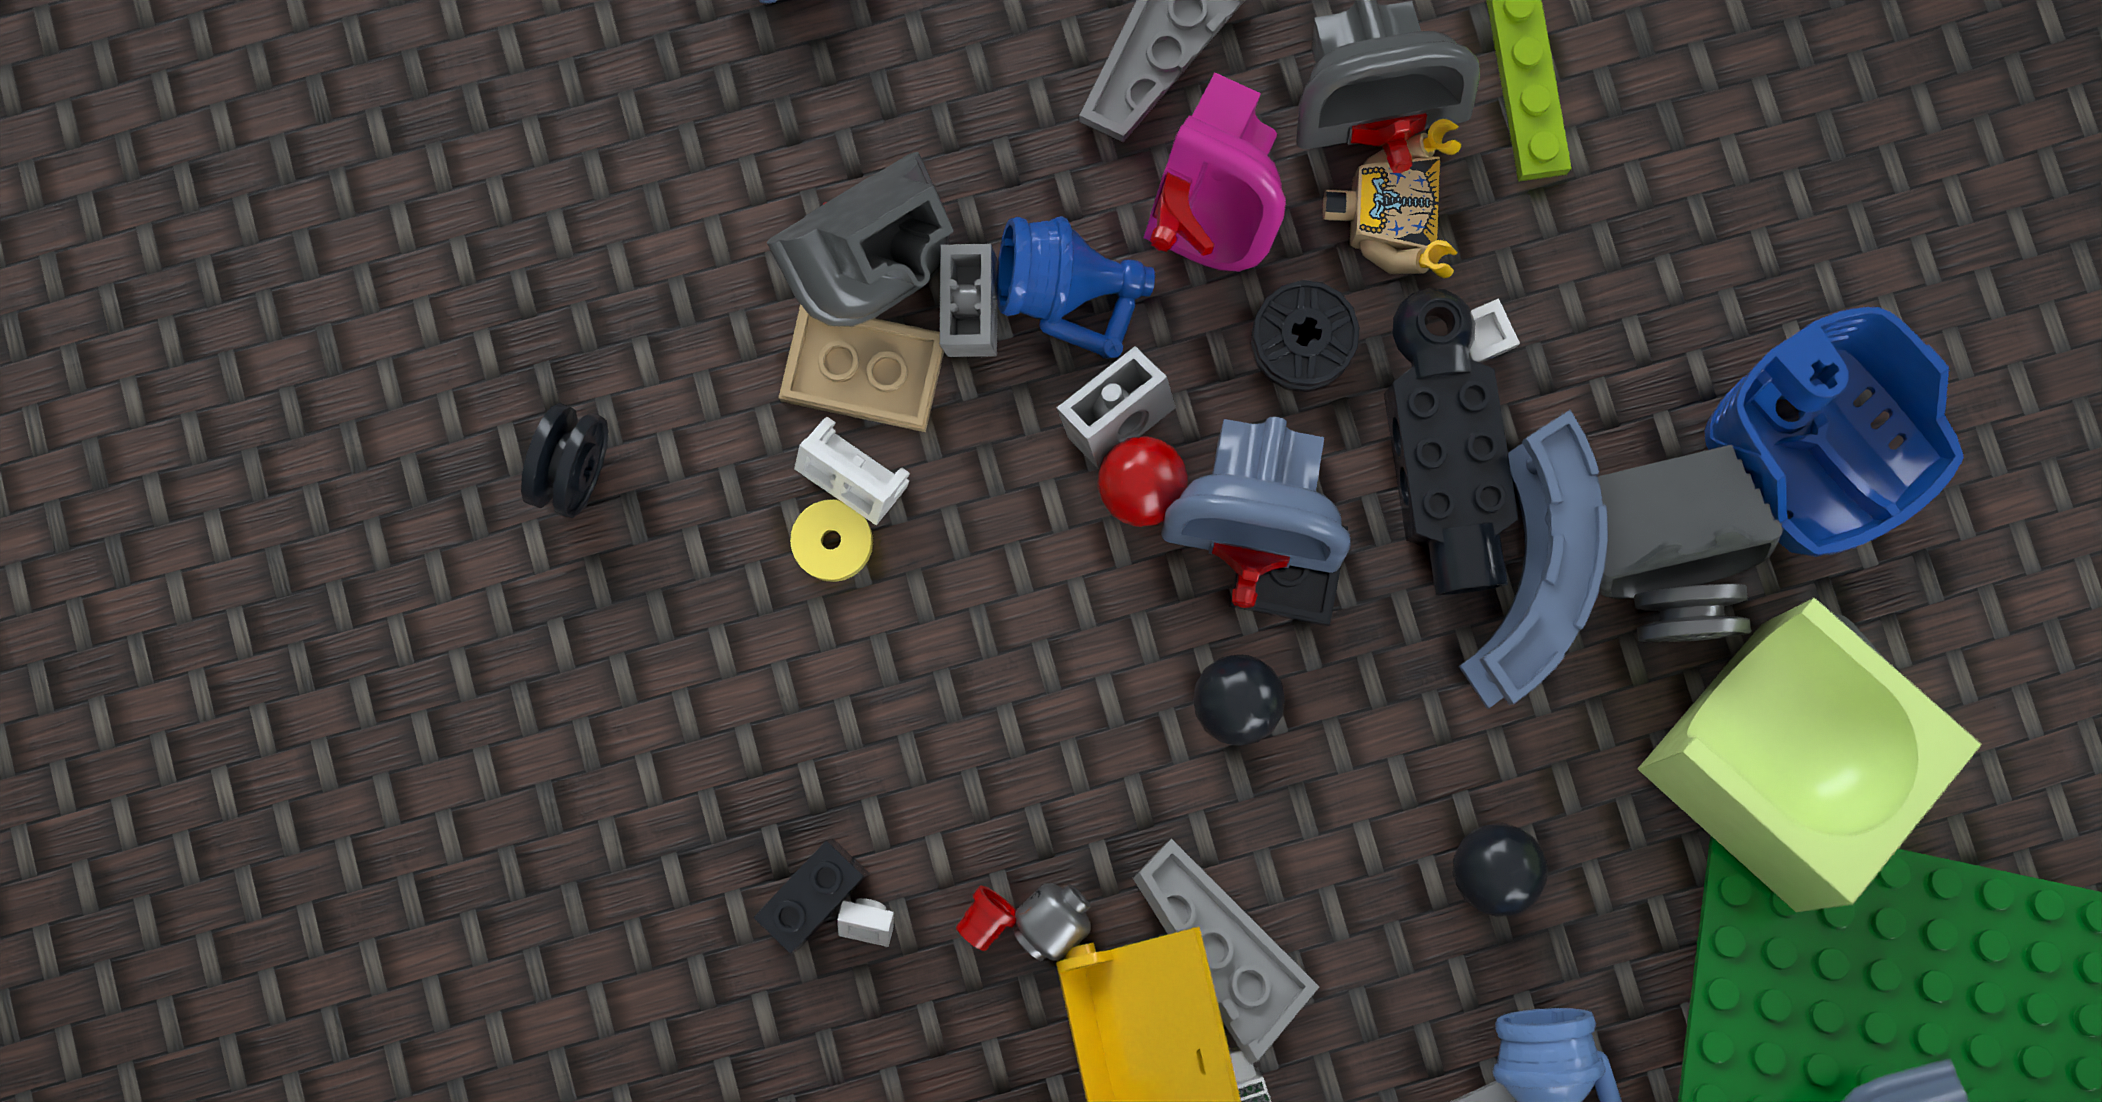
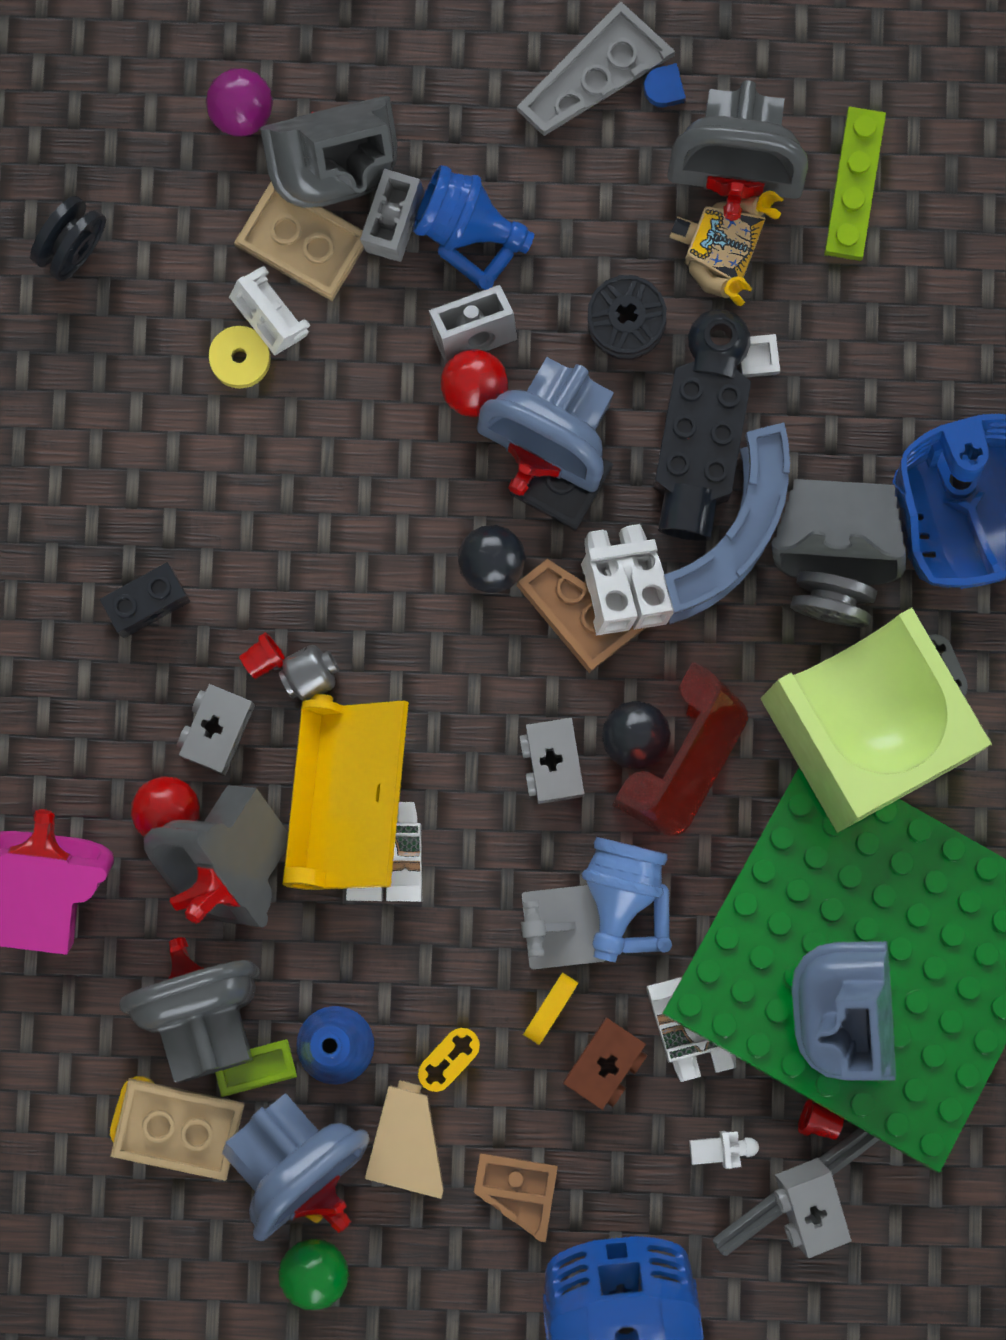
camera: 15 degrees right, 0 degrees up
(728, 218) = (239, 102): none -> magenta piece
(866, 922) = (176, 632): white plate -> none
(961, 1066) = (233, 718): none -> light grey brick
(1220, 188) = (594, 185): dark pink piece -> none
(1252, 34) = (664, 86): none -> blue tile
(1252, 976) = (434, 752): light grey wing -> none
(1372, 735) = (570, 613): none -> medium nougat wing
(1419, 673) = (625, 581): none -> white hips
(1427, 953) = (567, 779): none -> light grey brick
(1597, 816) = (674, 801): none -> clear red windscreen

